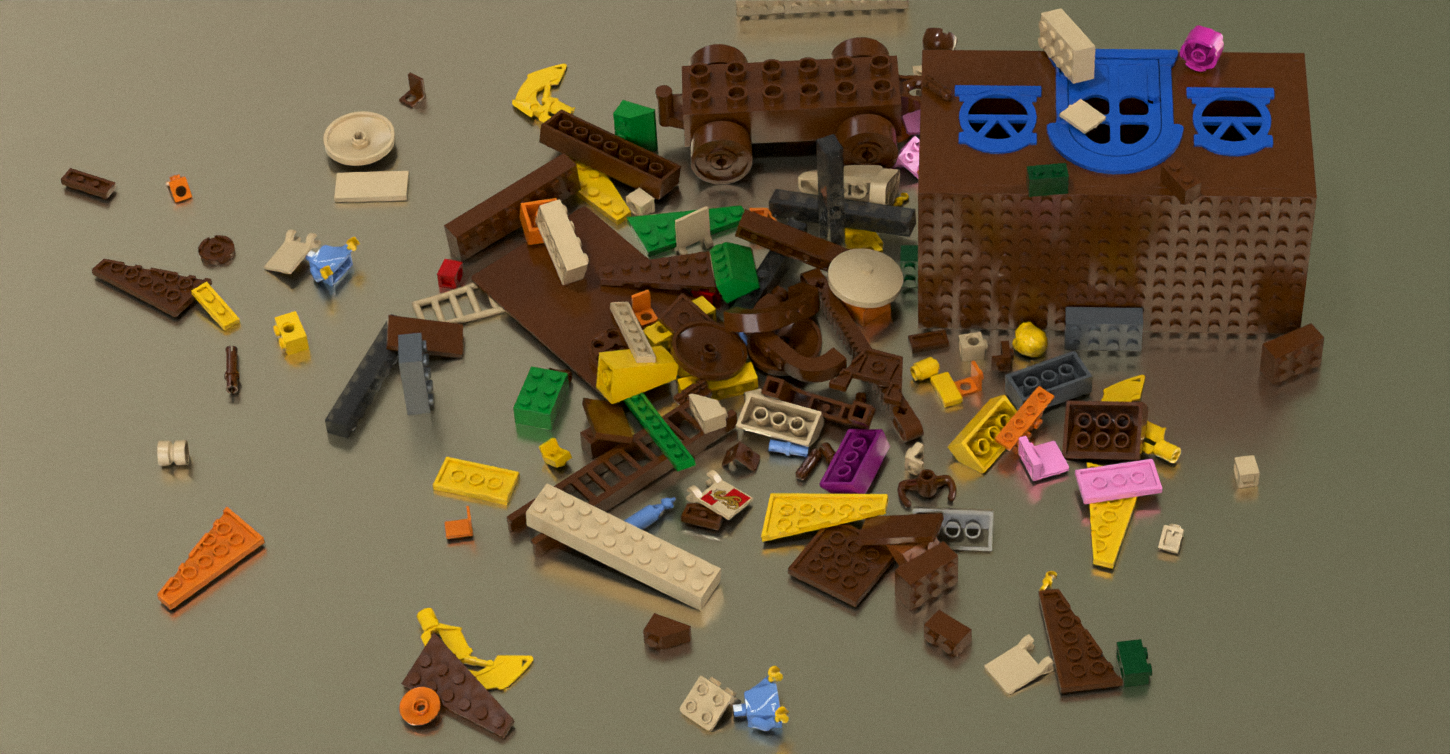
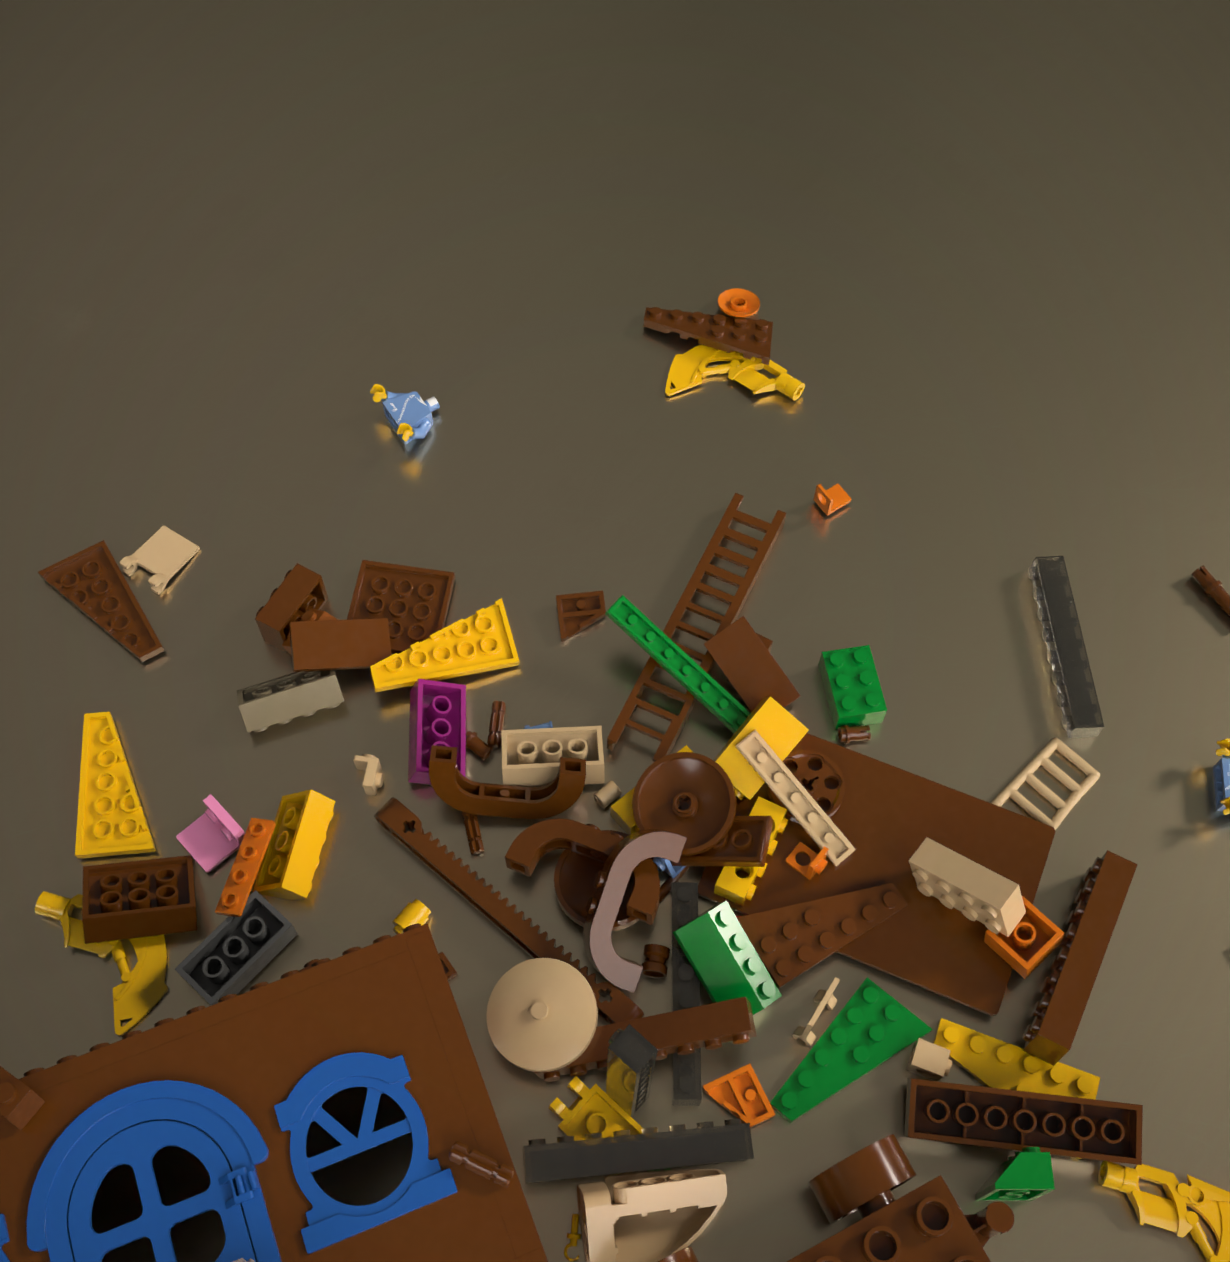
camera: 150 degrees right, 15 degrees up
(169, 452) = (1187, 467): tan wheel -> none
(215, 553) = (1050, 383): orange wing -> none
(291, 333) = (1203, 678): yellow brick -> none
(415, 373) = (1004, 623): dark grey brick -> none
(440, 336) = (1042, 713): reddish brown tile -> none
(450, 274) = (1085, 831): red brick -> none
(476, 480) = (854, 565): yellow tile -> none
(554, 454) = (788, 621): yellow bracket -> none
(623, 546) = (640, 517): tan brick -> none
(649, 513) = (644, 579): medium blue wheel -> none
(666, 632) = (546, 458): reddish brown slope -> none
(695, 388) = (680, 741): reddish brown axle -> none
(708, 413) = (637, 711): tan slope -> none
(708, 702) = (463, 406): tan bracket -> none
(720, 496) = (571, 634): tan flag -> none
(743, 455) = (577, 699): reddish brown bracket -> none
(876, 368) = (462, 869): reddish brown wing -> none
(909, 265) = (497, 1080): dark green brick -> none
(926, 486) = (341, 742): reddish brown piece -> none
(946, 389) = (373, 904): yellow tile -> none
(947, 633) = (248, 561): reddish brown brick -> none
(974, 381) = (338, 930): orange bracket -> none
(1047, 179) = (224, 1008): dark green brick -> none
(1047, 581) = (158, 672): yellow hand -> none
(1082, 116) = (207, 1189): tan piece -> none
(1118, 481) = (103, 829): bright pink tile -> none
(1133, 663) = (31, 598): dark green brick -> none
(1171, 538) = (21, 780): tan bracket -> none

